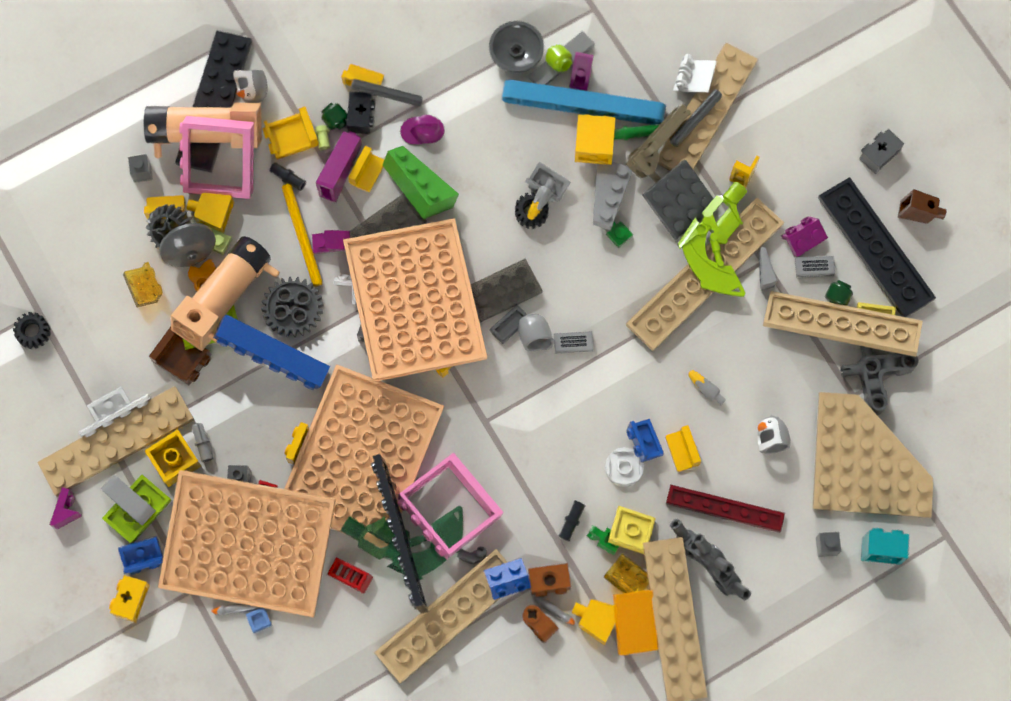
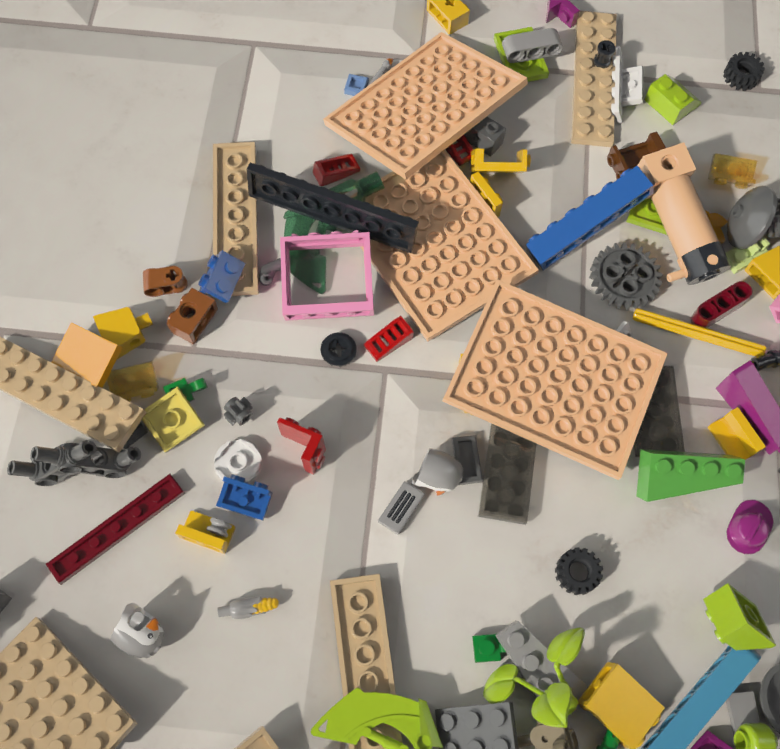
camera: 125 degrees right, 5 degrees down
(98, 367) = (671, 99): none -> lime slope
(99, 444) = (605, 51): none -> black bush
(141, 555) = (478, 33): blue bracket -> none
(171, 456) = (545, 98): yellow brick -> none
(202, 442) = (543, 131): light grey axle -> none
(265, 448) = (478, 165): none -> yellow panel
(276, 237) = (727, 298): none -> dark red beam
(329, 241) = (676, 346): magenta slope -> none
(457, 424) = (392, 327): none -> red slope
(494, 103) = (737, 620): none -> lime slope
(496, 452) = (345, 342): none -> black gear
(540, 177) = (600, 611): light grey bracket -> none
(542, 197) = (583, 583): light grey piece -> none
(554, 610) = (168, 303): light grey piece -> none
(572, 520) = (227, 374): black pin -> none
(584, 415) = (311, 438): none -> red bracket
(592, 490) = (238, 411): none -> dark grey gear
(632, 163) = (557, 701): none -> lime plant
(675, 440) = (219, 527): none -> light grey bush

